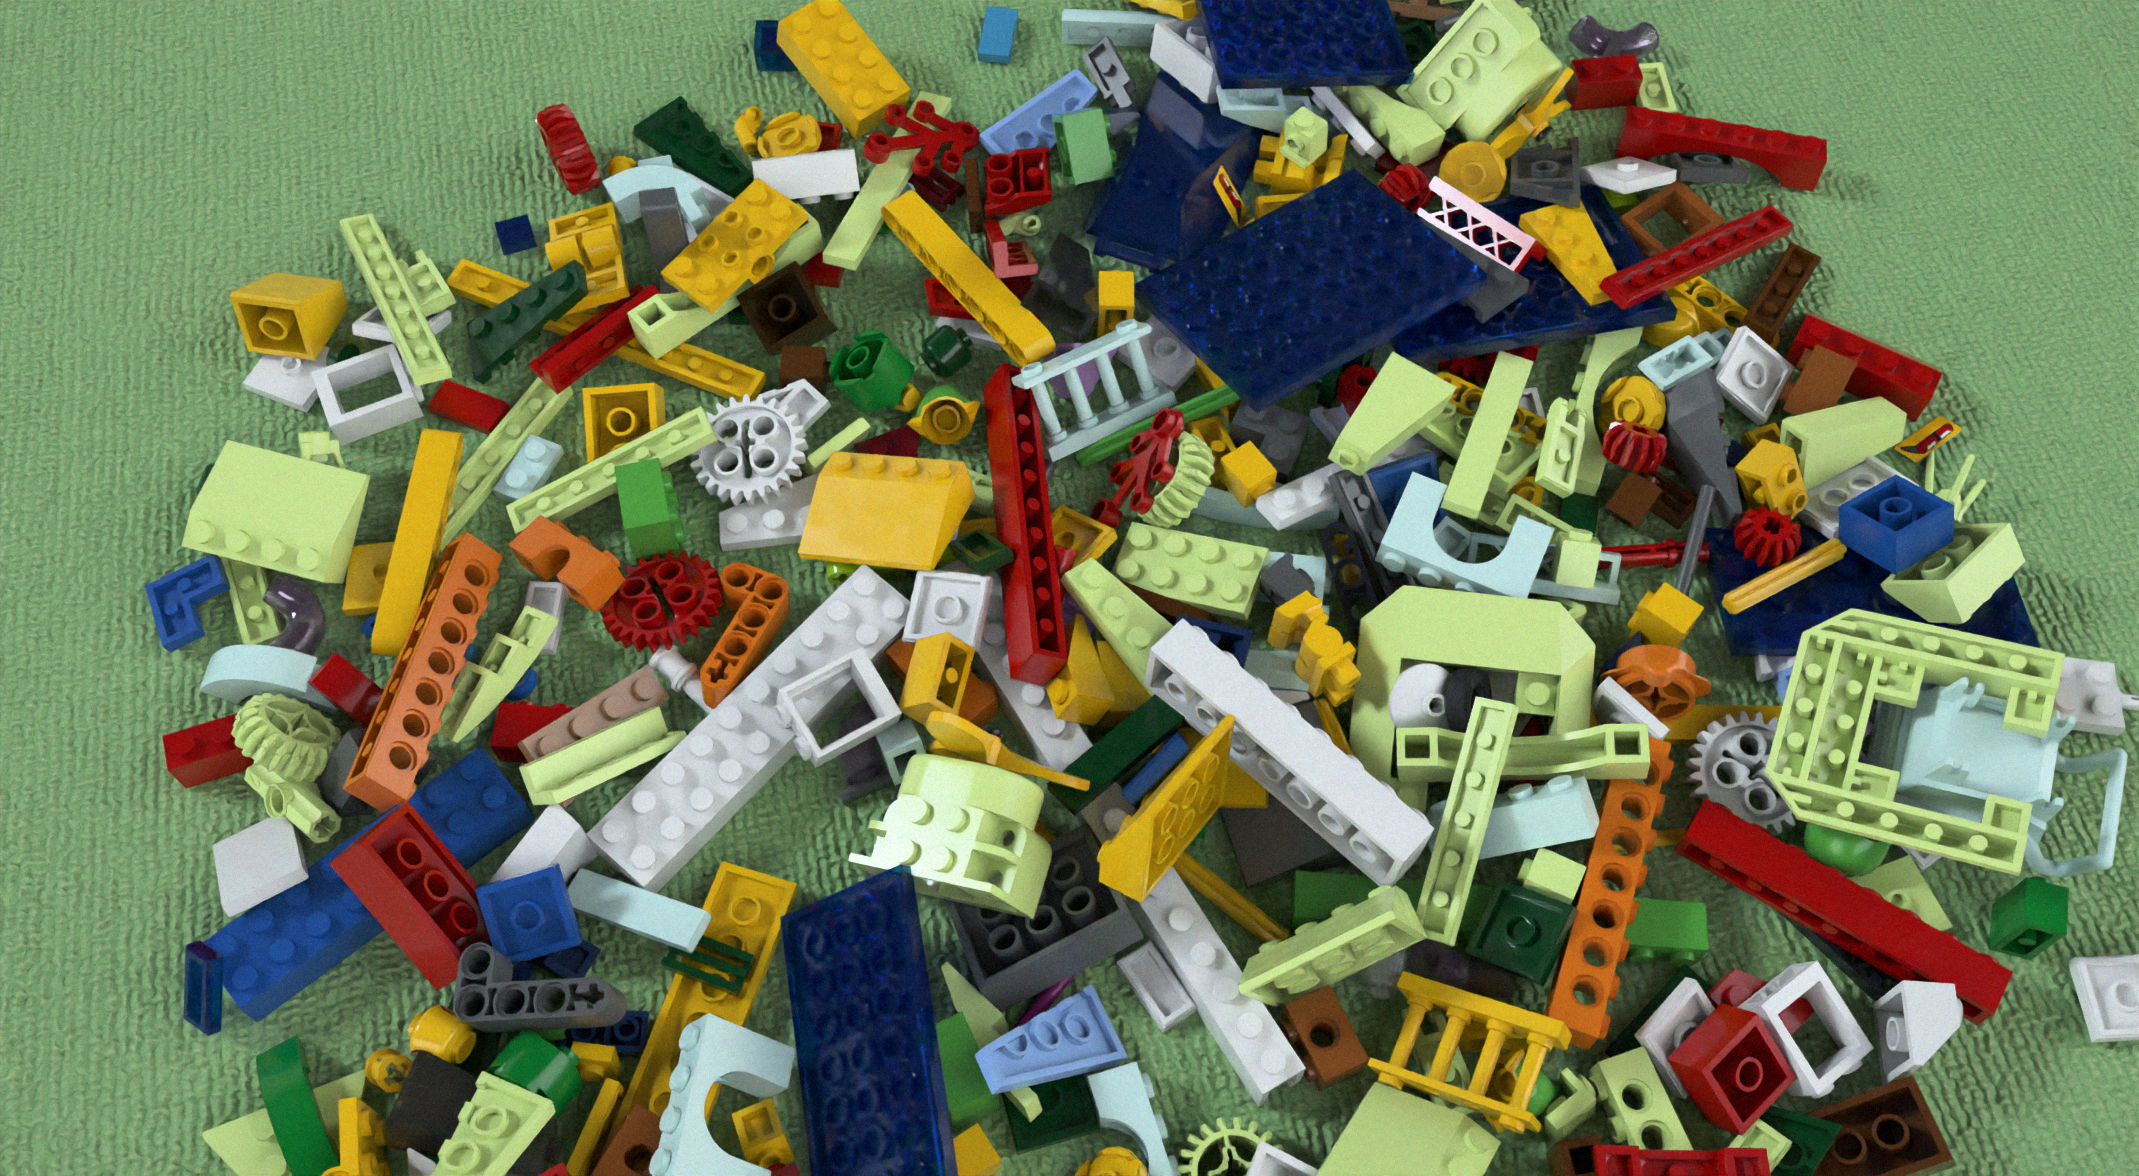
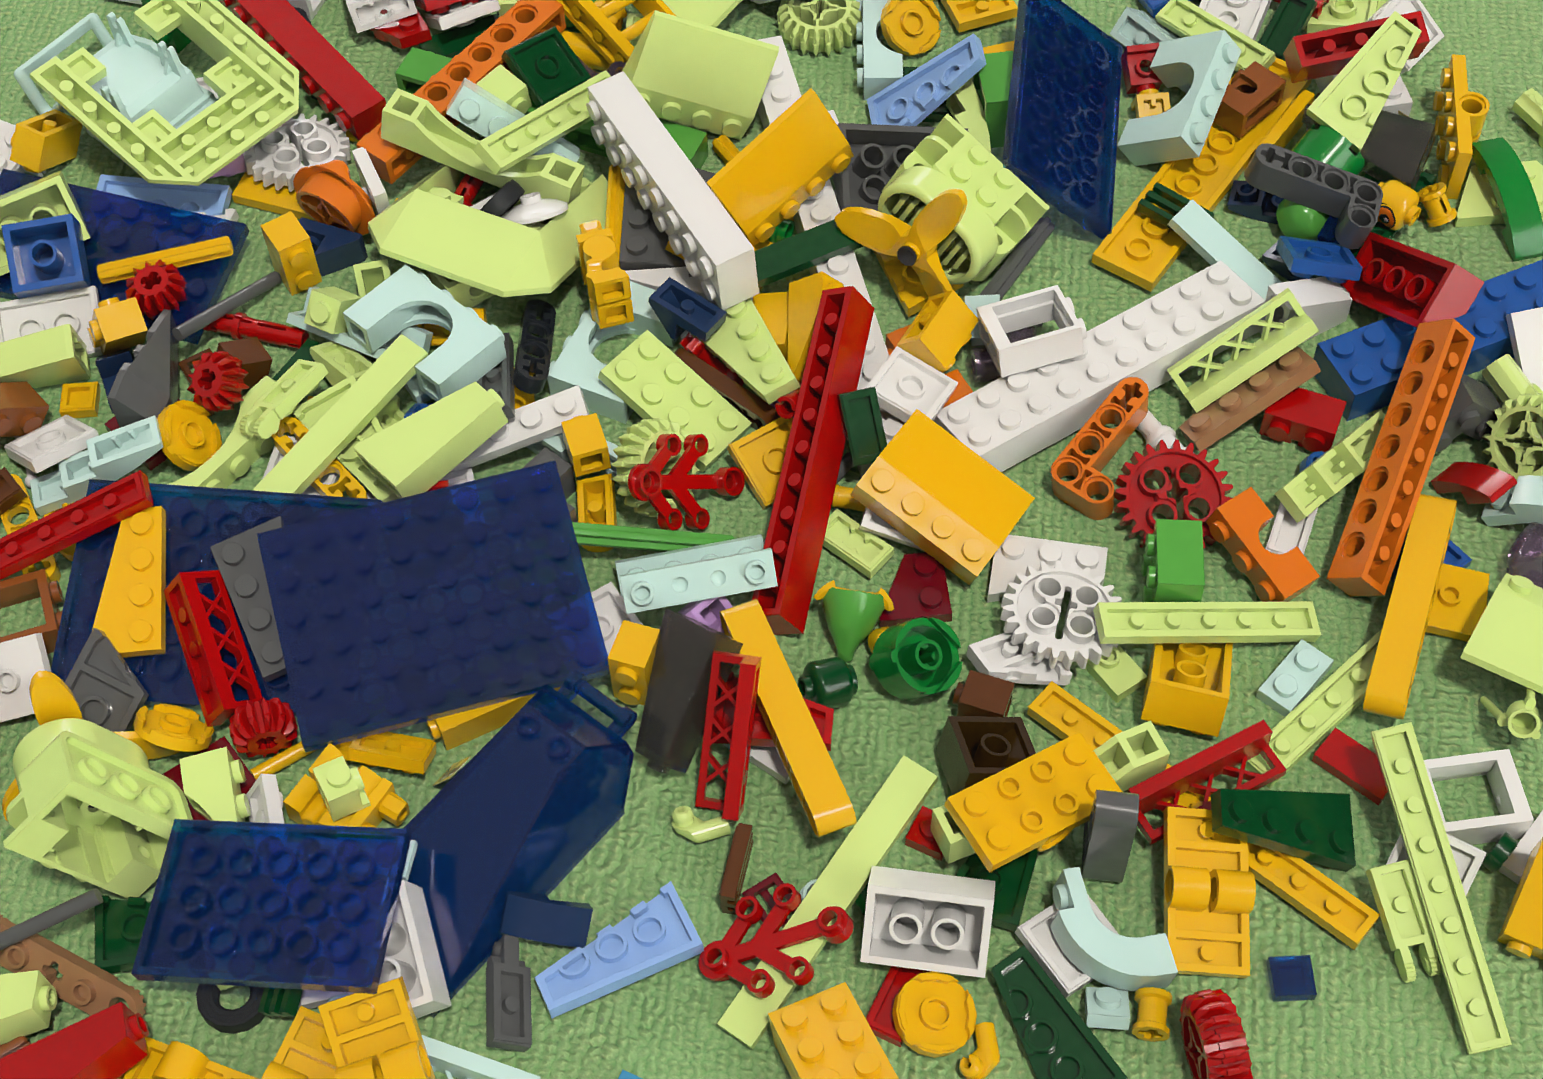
camera: 160 degrees left, 5 degrees down
(841, 442) = (972, 606): yellowish green tile -> none
(1017, 181) = (683, 851): red slope -> none
(1084, 145) = (591, 859): bright green brick -> none
(1155, 767) = (775, 220): blue tile -> none
(1284, 582) = (597, 340): dark grey brick -> none

